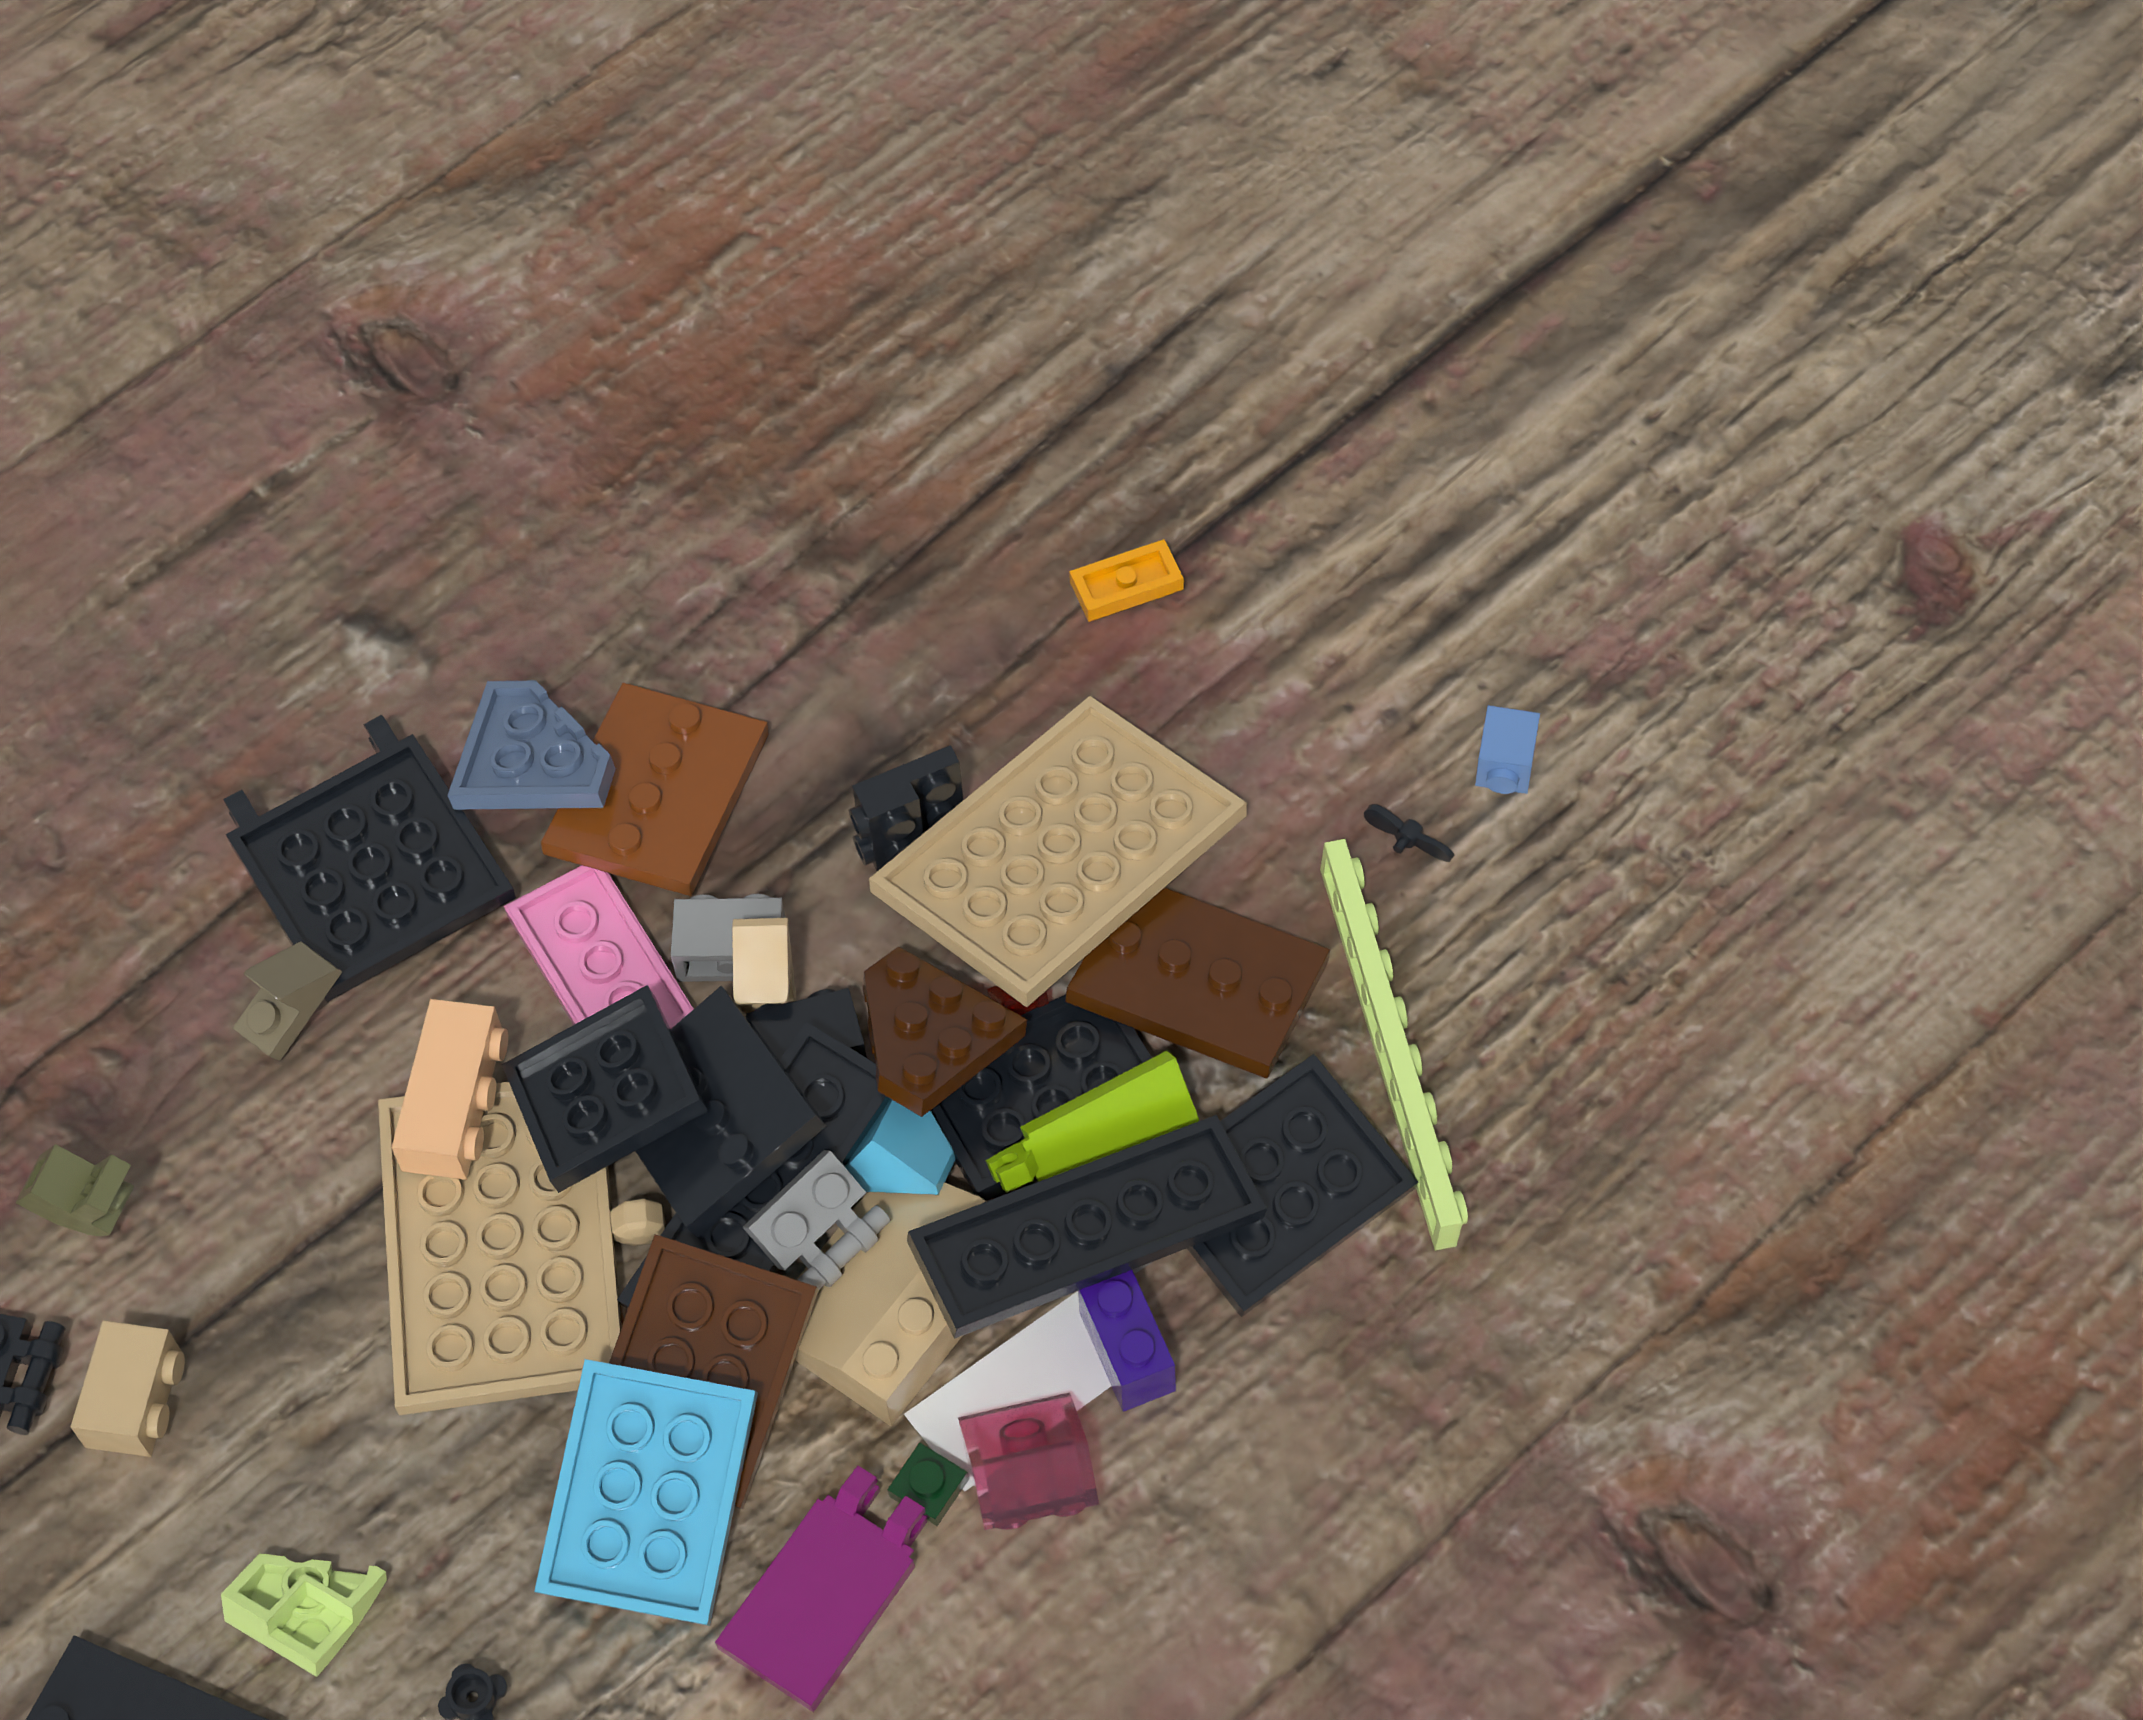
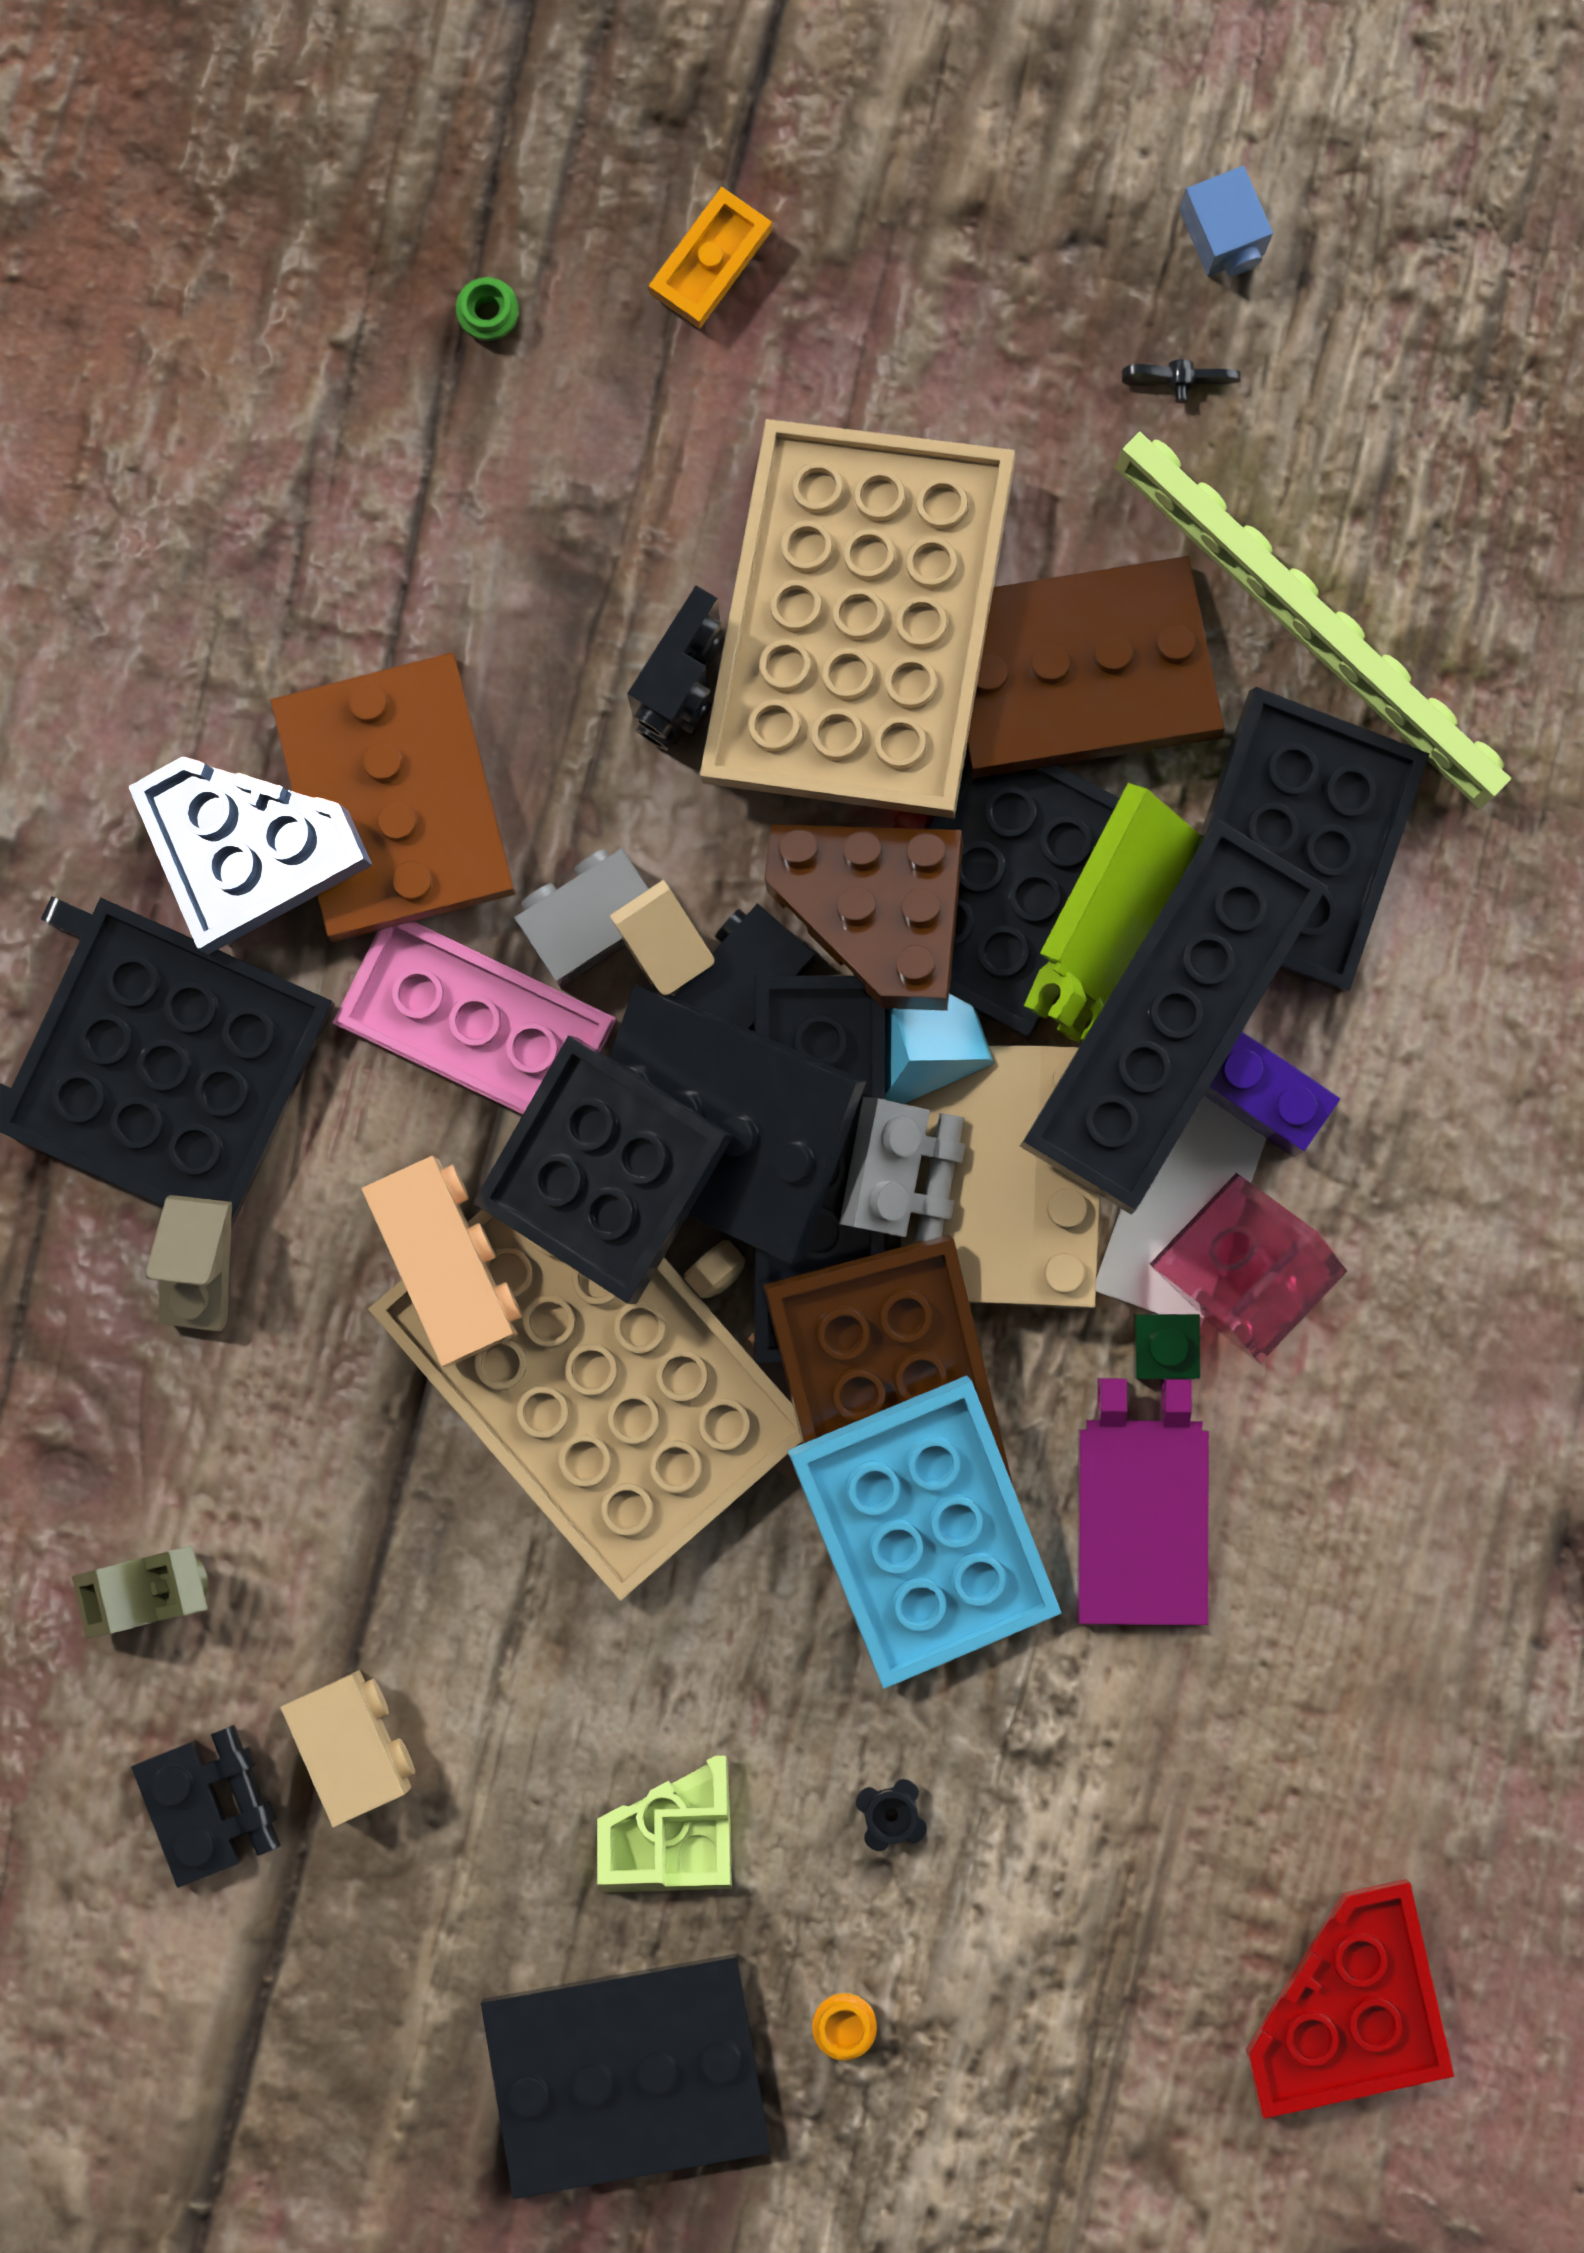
camera: 35 degrees left, 25 degrees up
(952, 520) = (484, 291): none -> bright green plate

